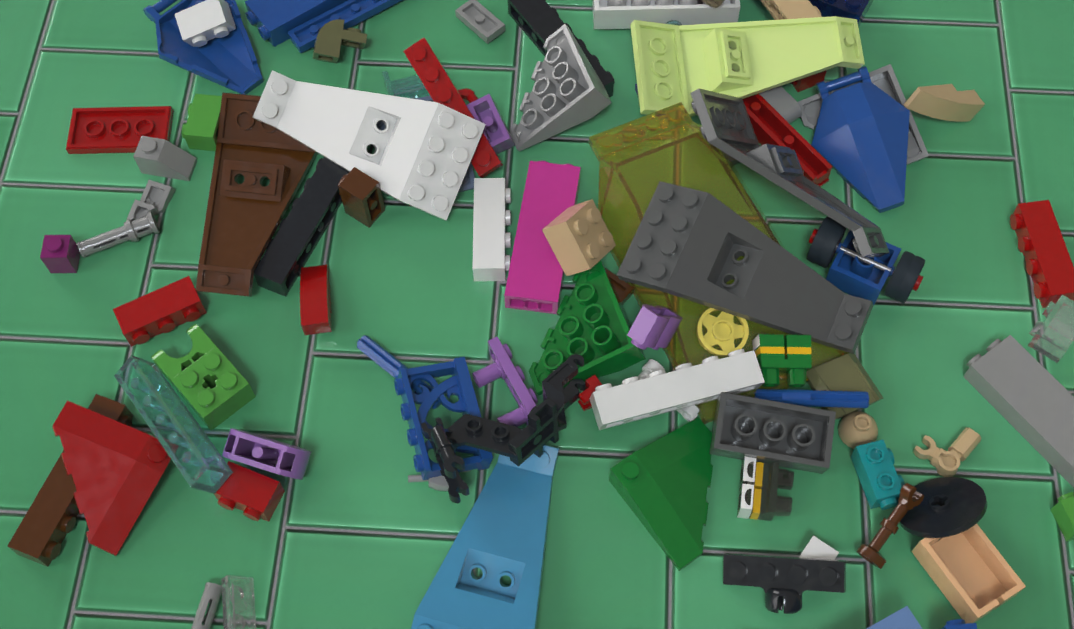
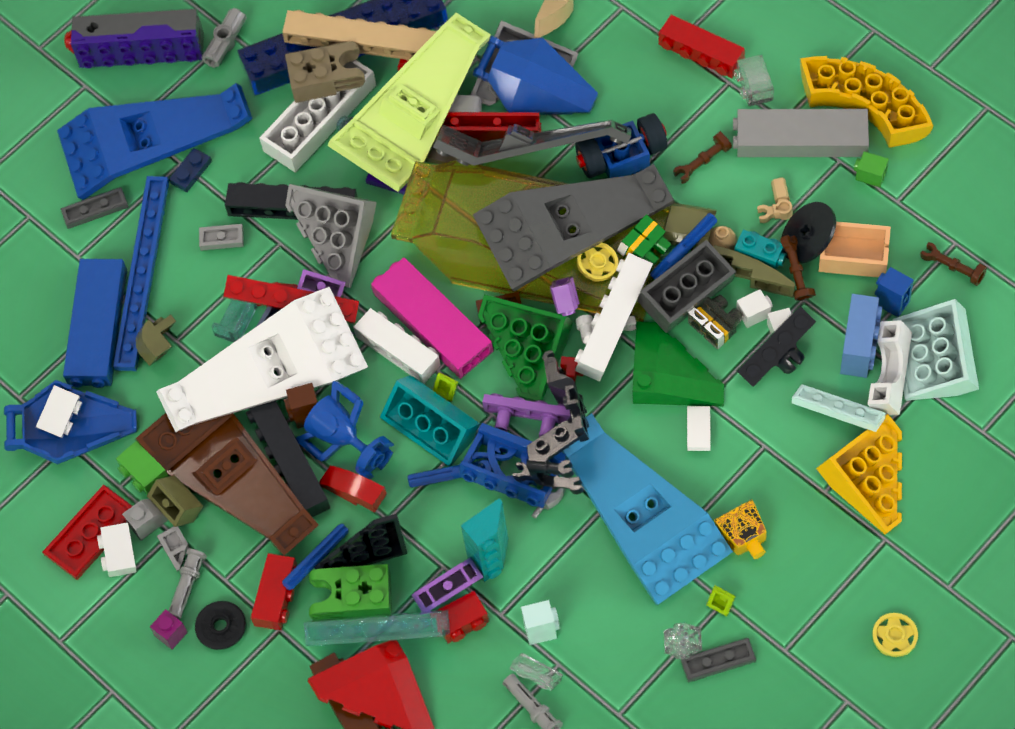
camera: 45 degrees left, 0 degrees up
(87, 282) = (230, 634): none -> black wheel
(109, 159) = (117, 549): none -> white brick
(190, 167) = (175, 501): none -> olive brick
(217, 318) = (315, 557): none -> blue axle
(261, 355) = (374, 543): none -> black slope
(288, 569) = (540, 622): none -> light aqua brick
(329, 452) = (487, 539): none -> teal slope
(361, 234) = (335, 425): none -> blue piece
(437, 310) = (429, 420): none -> teal slope
(483, 299) = (445, 386): none -> lime slope
(579, 237) = (459, 294): tan brick -> none
(630, 564) = (698, 428): none -> white slope
(811, 517) = (754, 308): none -> white brick
(852, 493) = (760, 275): none -> olive slope
(961, 350) = (721, 143): none -> reddish brown piece

